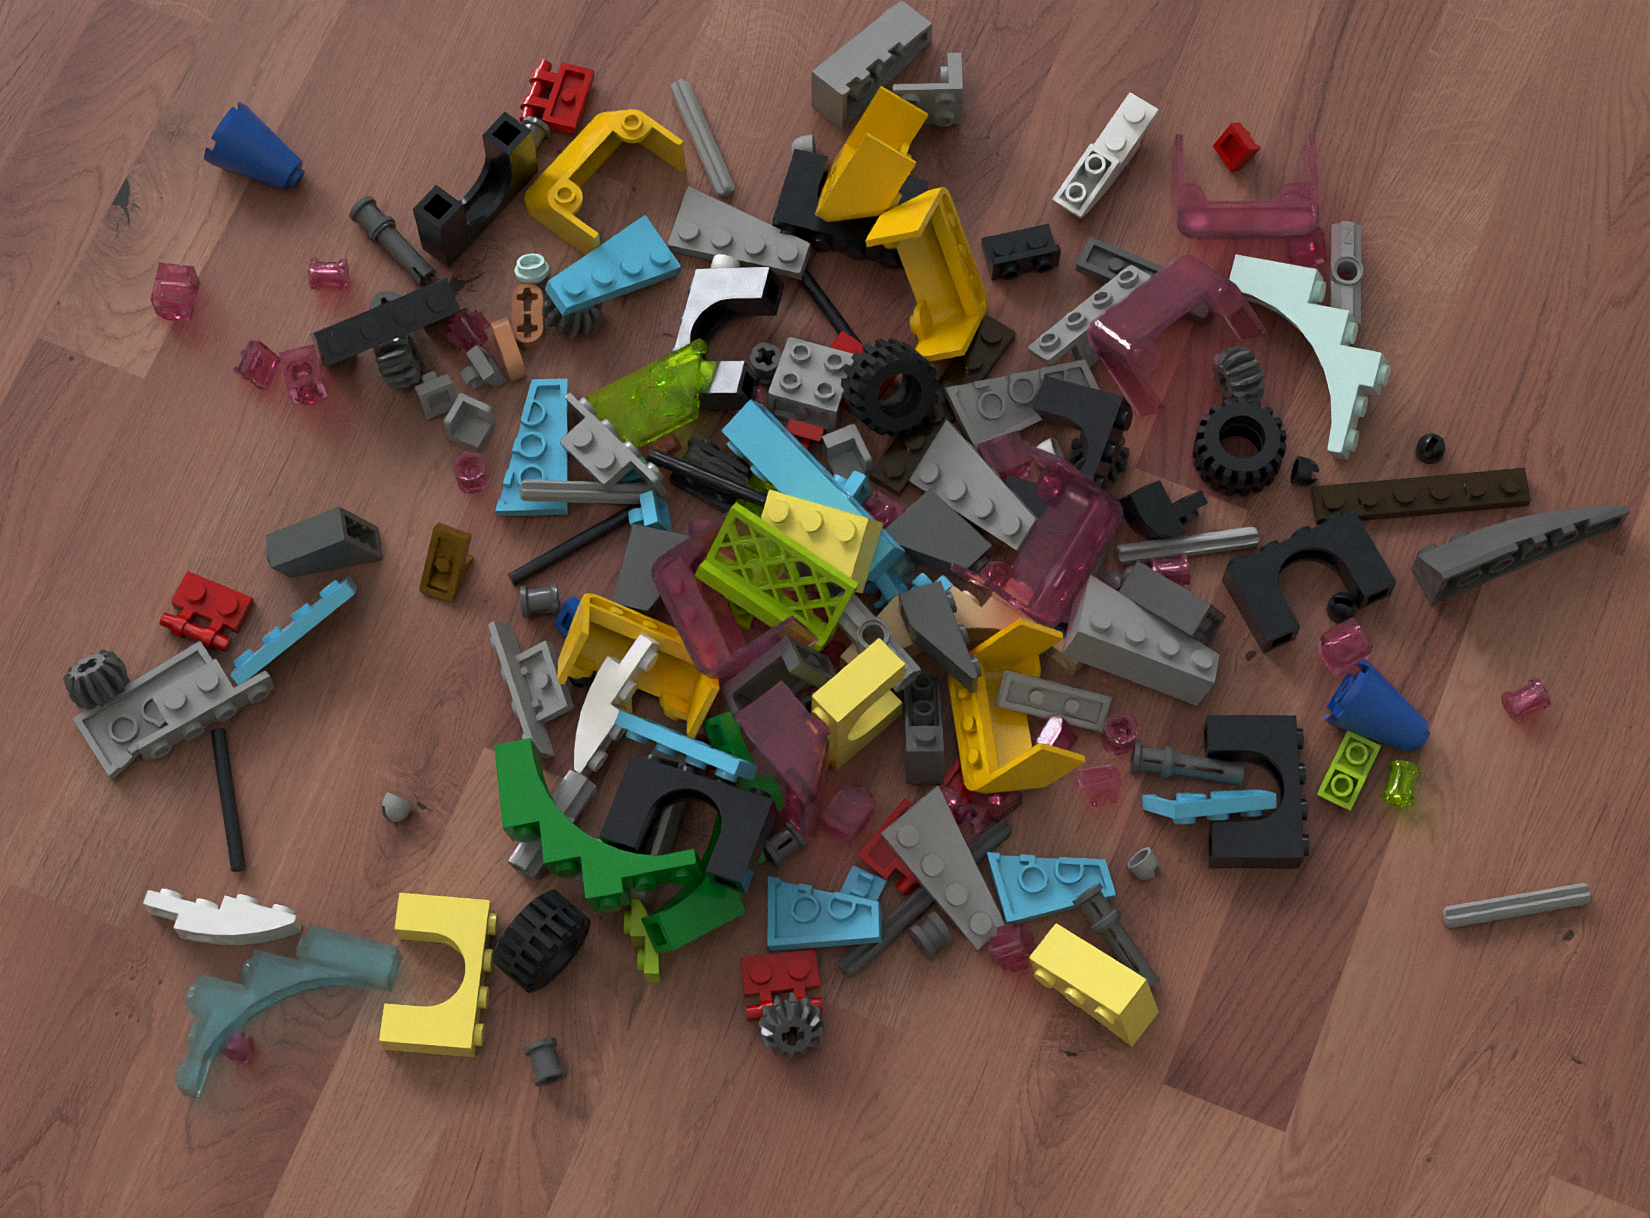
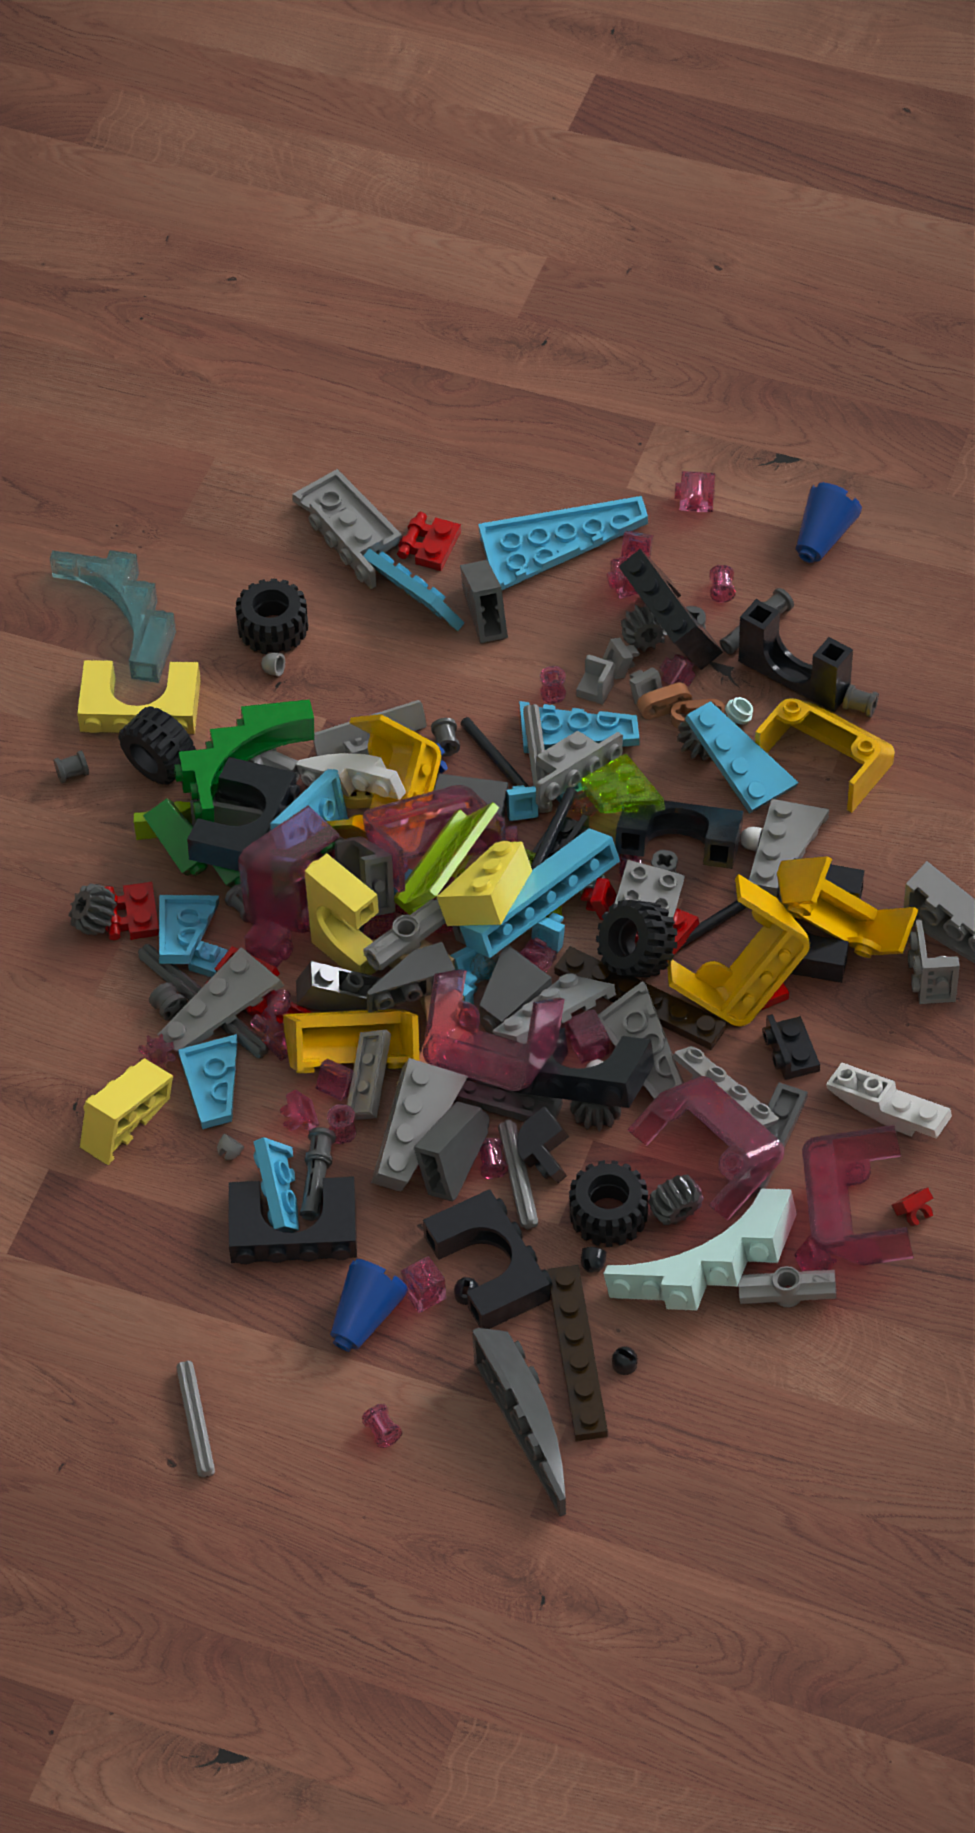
camera: 90 degrees right, 15 degrees down
(96, 679) = (365, 476): dark grey gear -> none
(228, 476) = (540, 541): none -> medium azure wing
(228, 800) = (279, 568): black bar -> none
(236, 923) = (182, 568): white slope -> none
(238, 1048) = (86, 590): clear pink hinge -> none
(316, 775) = (270, 599): none -> black tyre
(446, 562) = (474, 676): pearl gold slope -> none
(566, 100) = (905, 717): red plate -> none
(702, 138) = (877, 818): light grey axle -> none
(805, 143) = (875, 889): light grey hinge -> none
(846, 452) = (584, 933): light grey panel -> none
(1108, 919) = (174, 1112): dark grey pin -> none
(1348, 770) = (310, 1293): lime slope -> none
(1400, 771) = (302, 1329): clear neon green bush -> none

